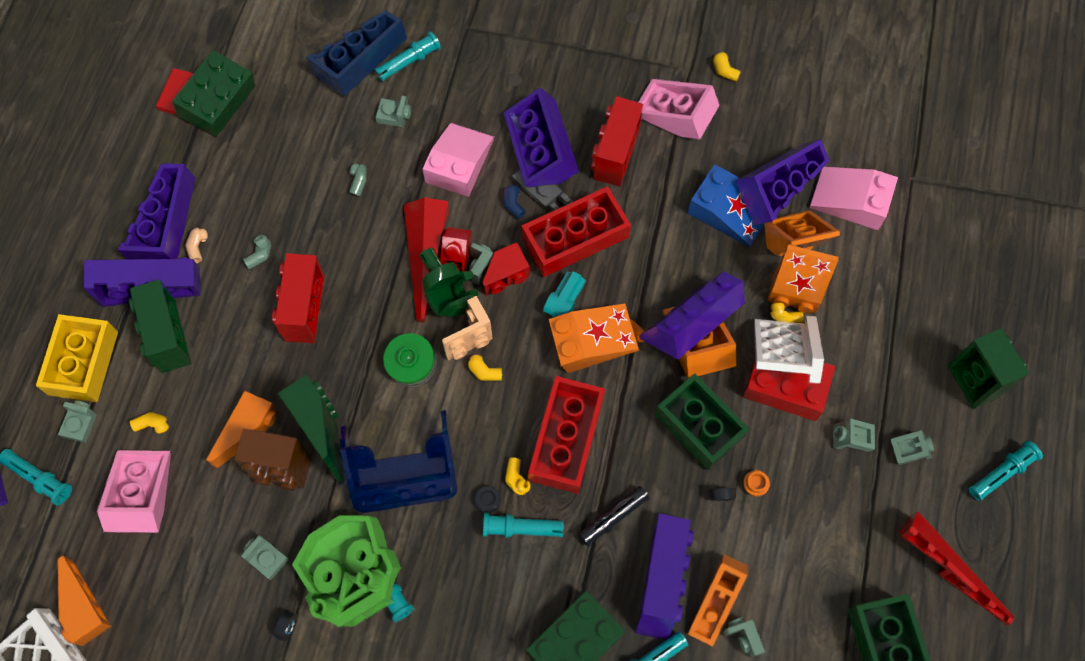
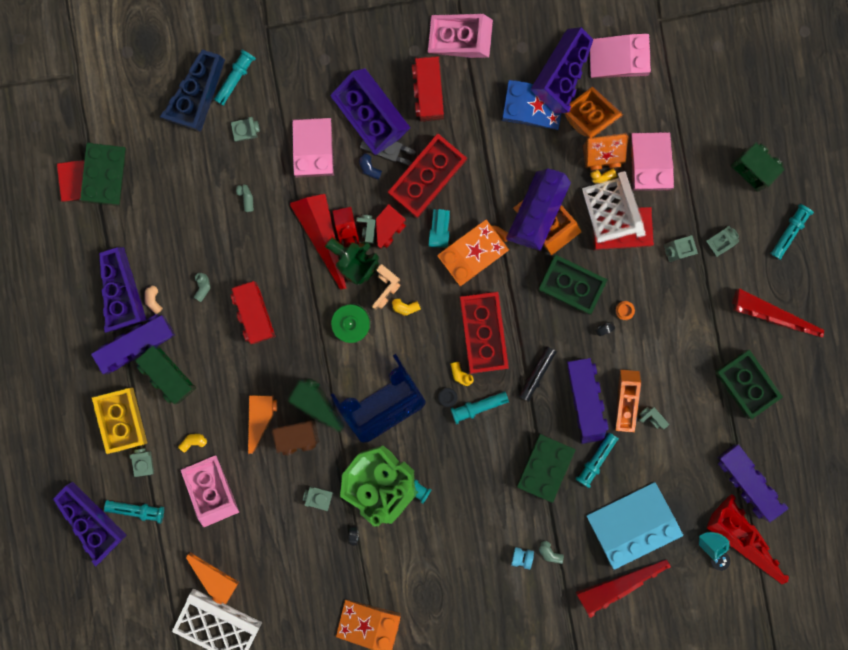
camera: 15 degrees left, 20 degrees up
(852, 324) = (651, 162): none -> bright pink slope

